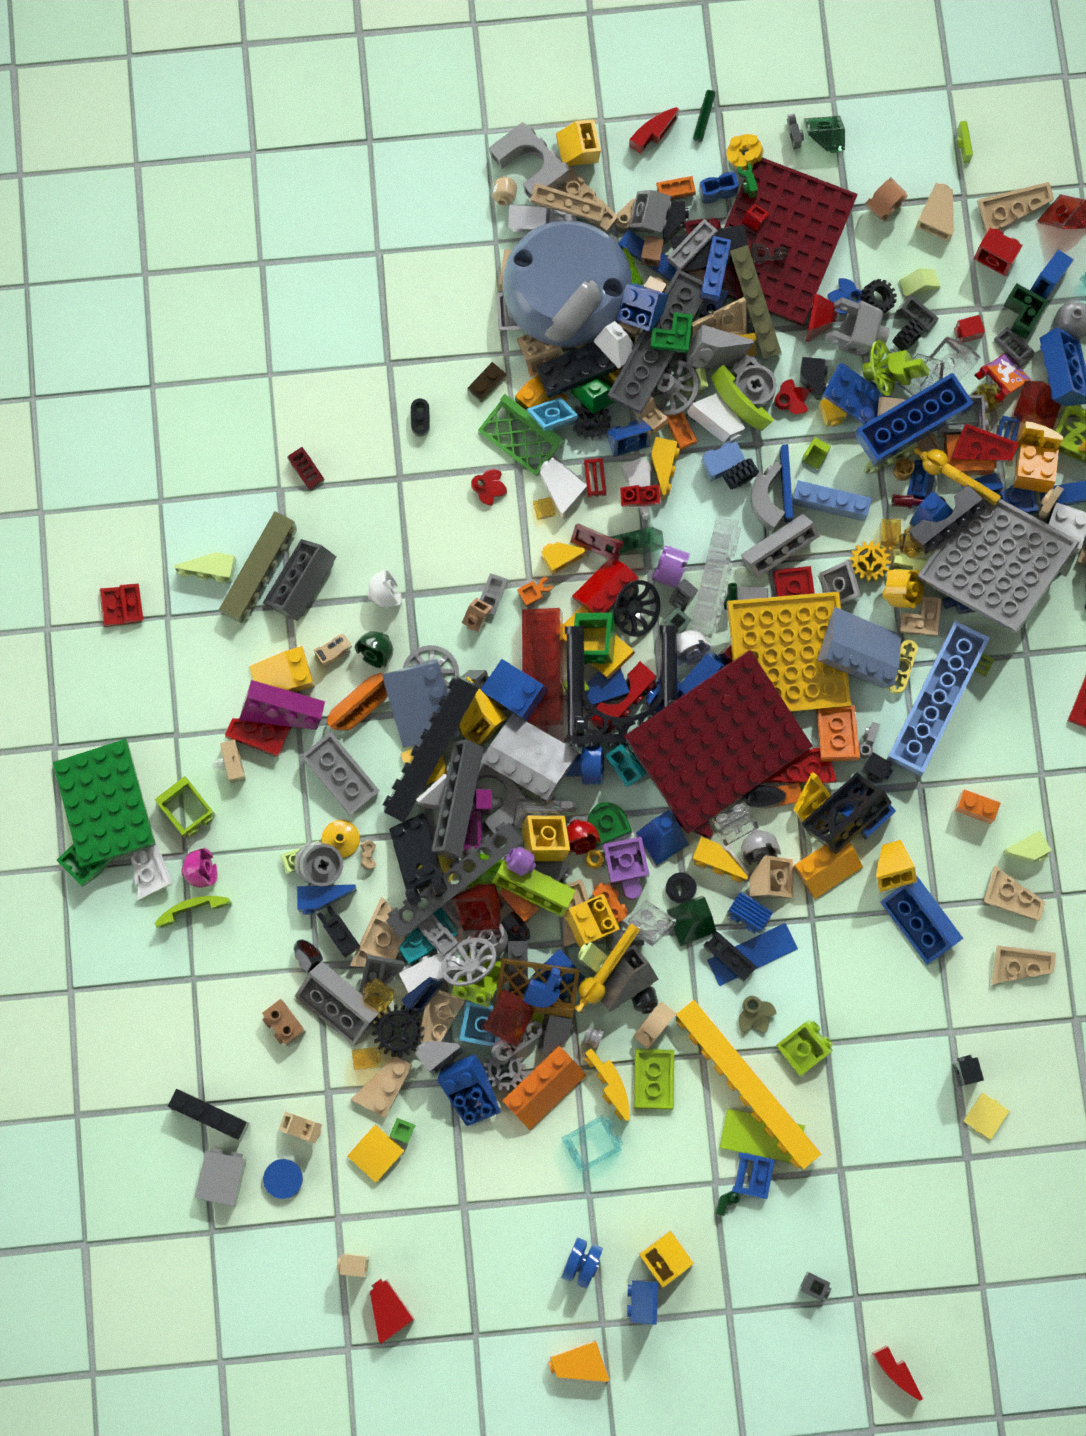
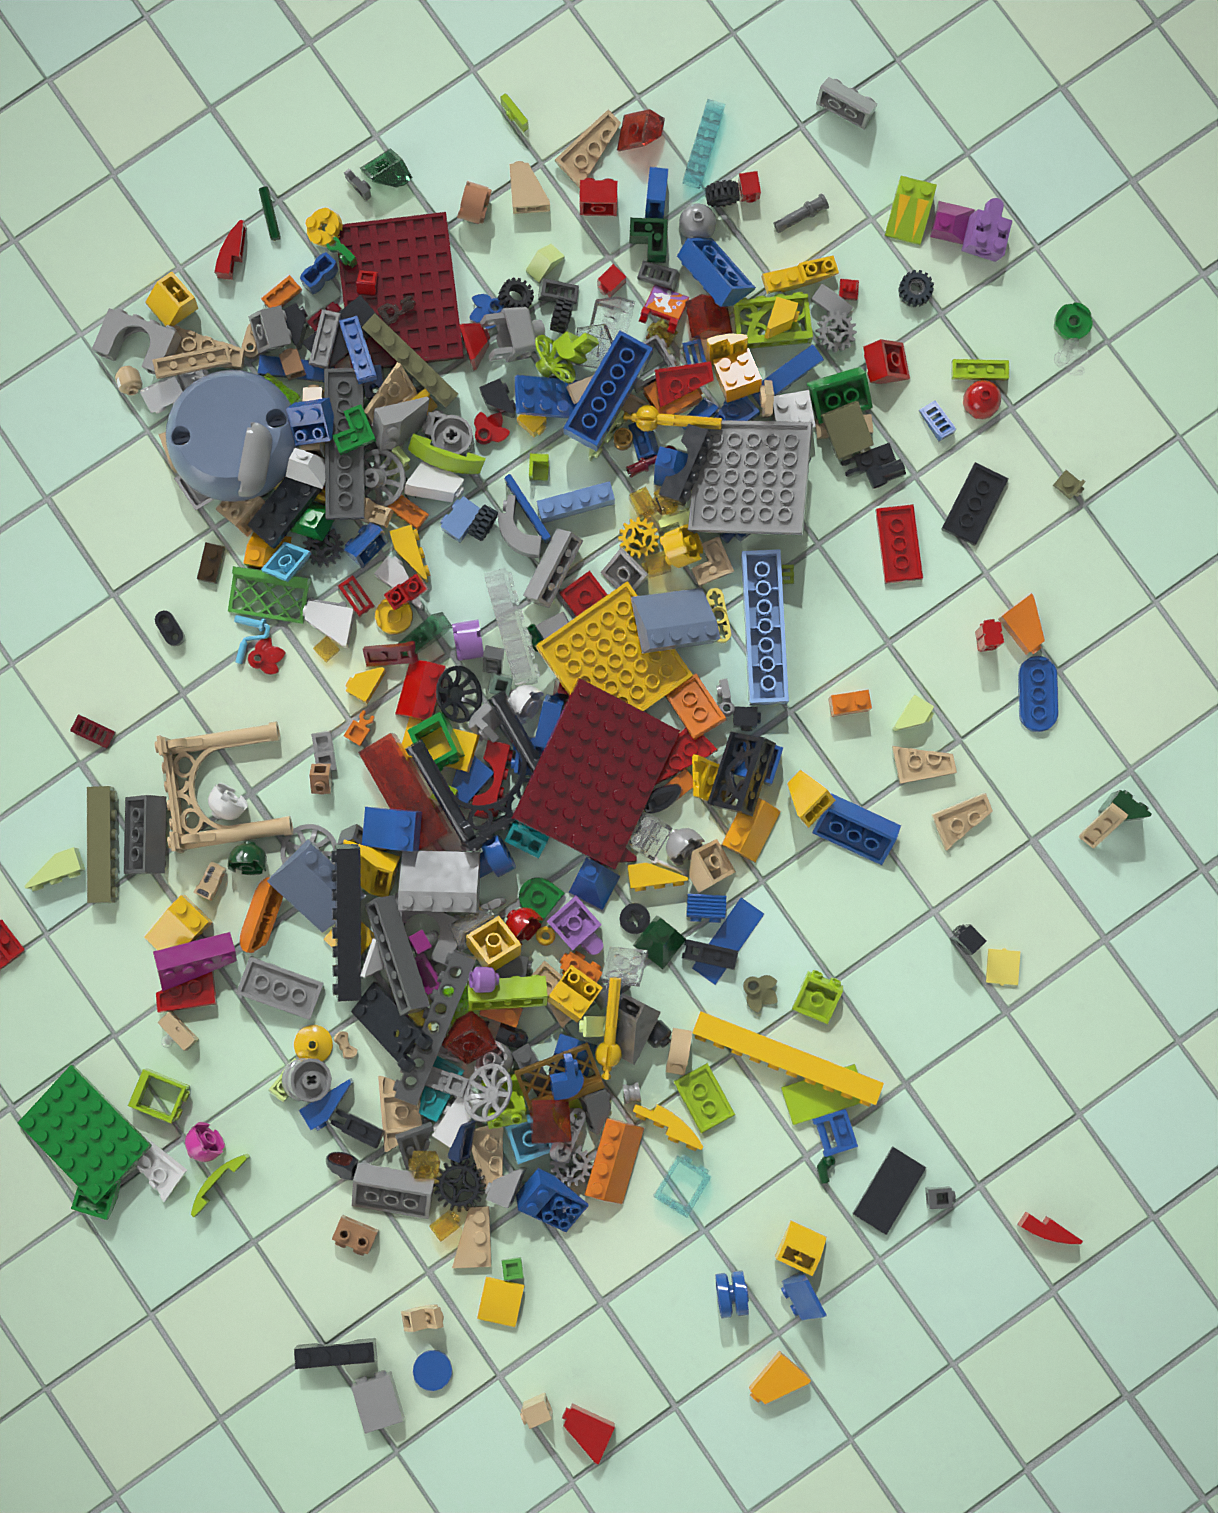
camera: 35 degrees left, 5 degrees up
(398, 532) = (210, 743): none -> tan arch
(500, 457) = (254, 623): none -> medium azure piece
(616, 516) = (393, 621): none -> yellow tile
(645, 645) = (484, 722): none -> light grey brick
(773, 1254) = (889, 1190): none -> black tile
(872, 592) = (656, 564): none -> clear yellow brick

